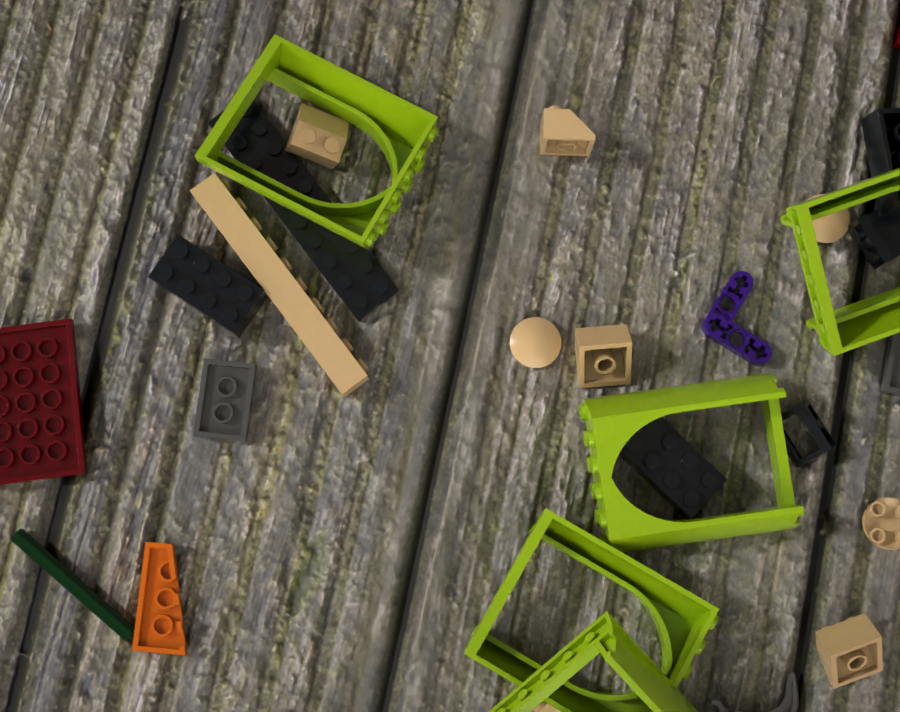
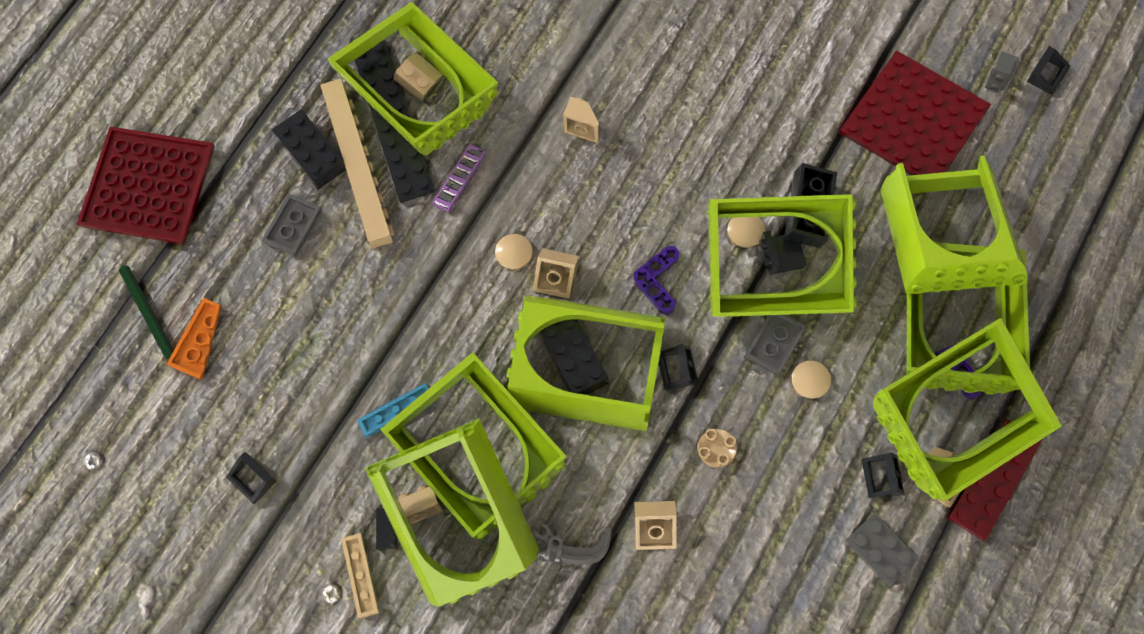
camera: 25 degrees right, 10 degrees down
(425, 263) = (459, 178): none -> tile
(461, 609) = (380, 417): none -> dark azure tile

